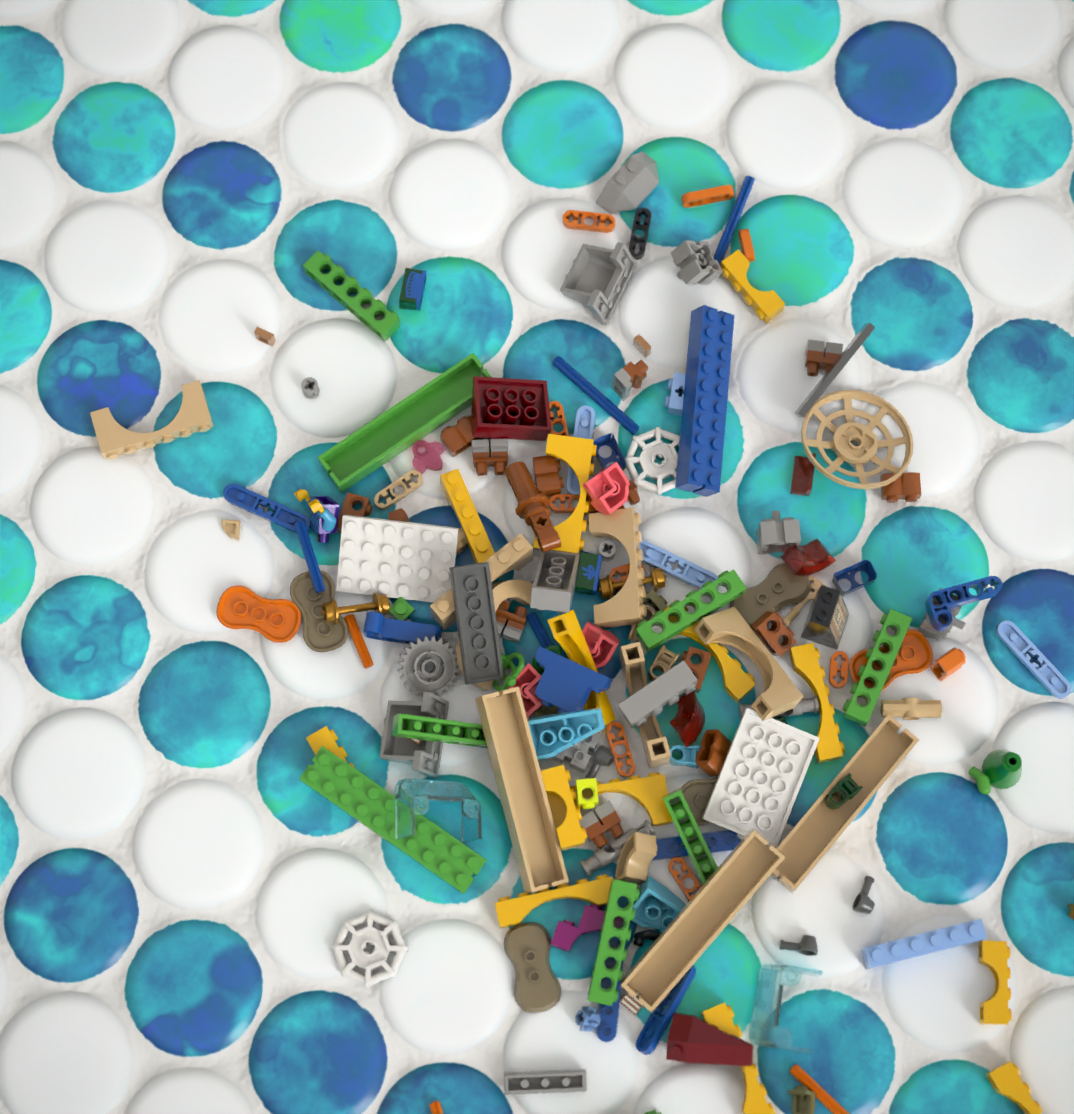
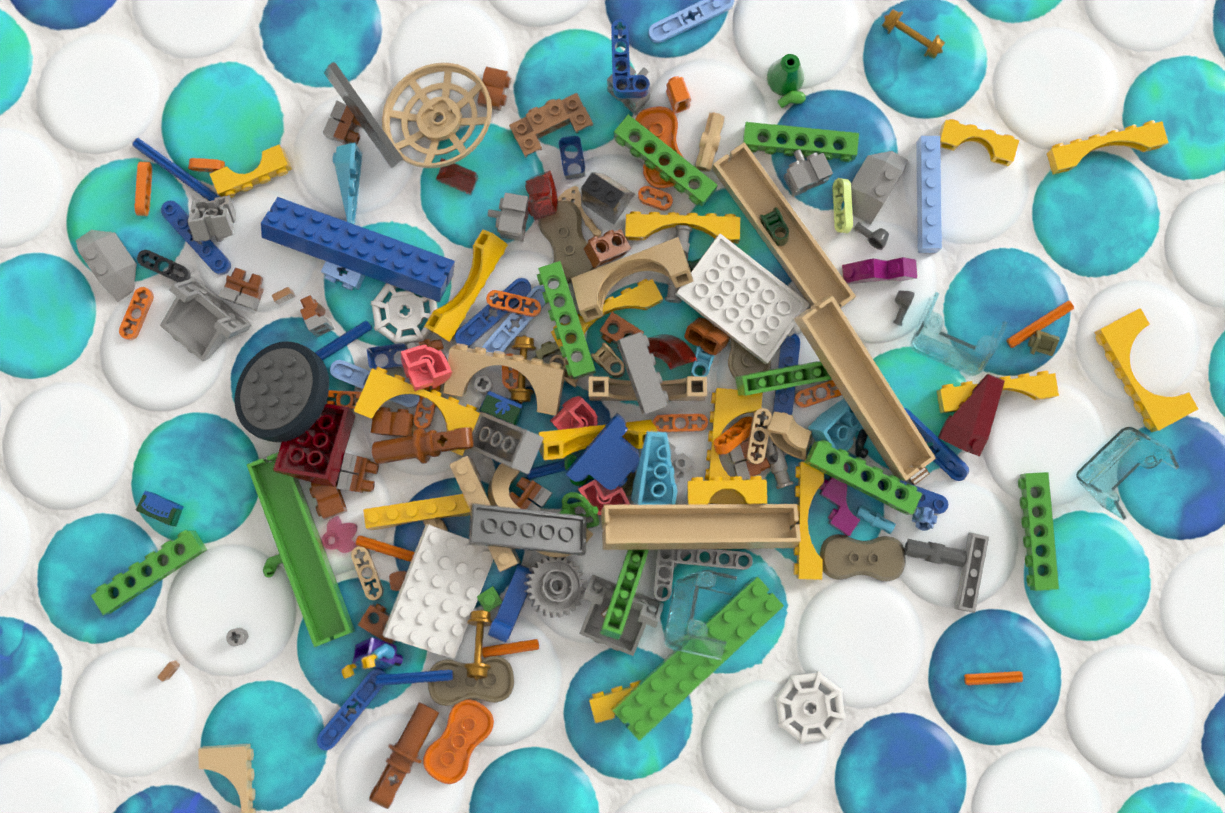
camera: 70 degrees left, 10 degrees up
(232, 528) = (362, 748): tan tile -> none
(236, 566) = (403, 755): none -> dark orange piece
(383, 401) = (271, 565): none -> bright green arm
(426, 493) = (384, 548): none -> orange axle
(488, 796) = (694, 560): none -> light grey beam
(549, 366) = (281, 391): none -> dark grey wheel
(555, 1038) = (935, 552): none -> dark grey piece
(574, 969) = (875, 519): none -> medium azure pin
(587, 784) = (710, 465): neon yellow brick -> none
(601, 757) = (684, 441): dark grey bar -> none
(611, 822) = (761, 451): none -> tan beam
(621, 804) = (727, 441): none -> orange beam
(634, 308) = (242, 292): none -> hips
(661, 500) = (486, 254): none -> yellow arch
(665, 268) = (207, 251): none -> blue piece
(688, 572) = (501, 294): none -> orange beam
(695, 553) = (478, 326): none -> blue piece
(781, 372) = (348, 170): none -> medium azure wedge
(829, 909) = (880, 270): none -> magenta arch
(885, 545) = (548, 119): none -> medium nougat bracket
(885, 858) = (841, 188): none -> yellowish green beam
(907, 811) = (807, 173): none -> light grey brick
(919, 886) = (875, 183): none -> light grey wedge
(935, 749) = (847, 140): none -> bright green brick

